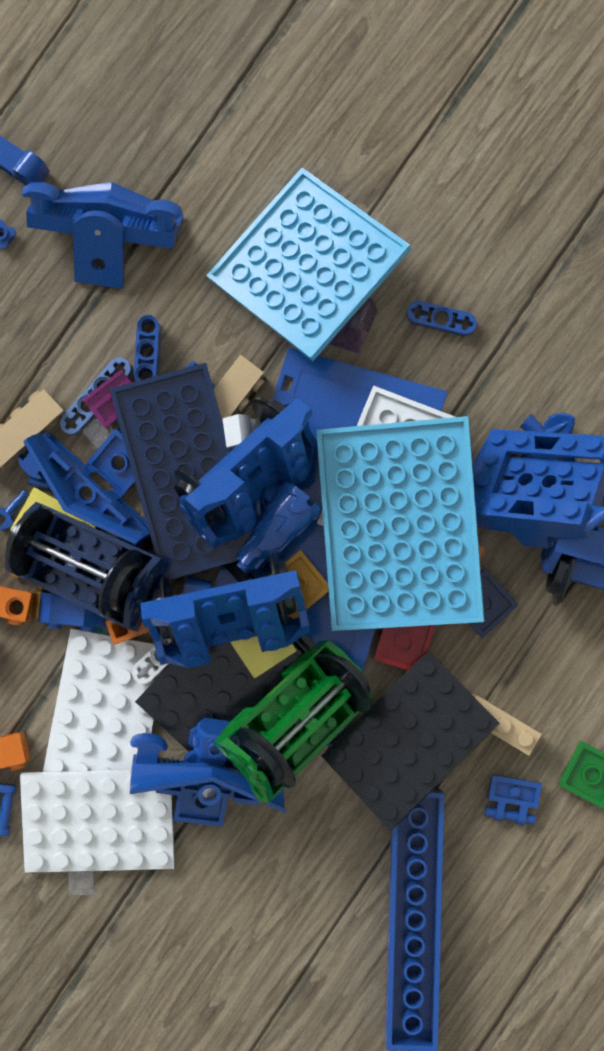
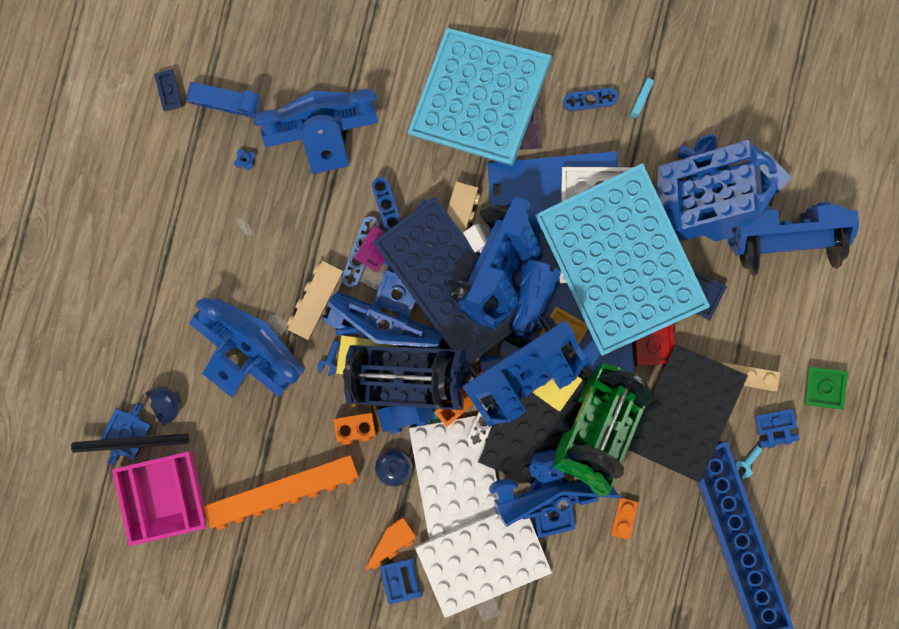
camera: 30 degrees left, 0 degrees up
(35, 668) = (393, 467): none -> dark blue cylinder
(286, 836) = (624, 518): none -> orange plate
(461, 827) = (748, 461): none -> medium azure bar
(503, 340) = (641, 98): none -> medium azure tile

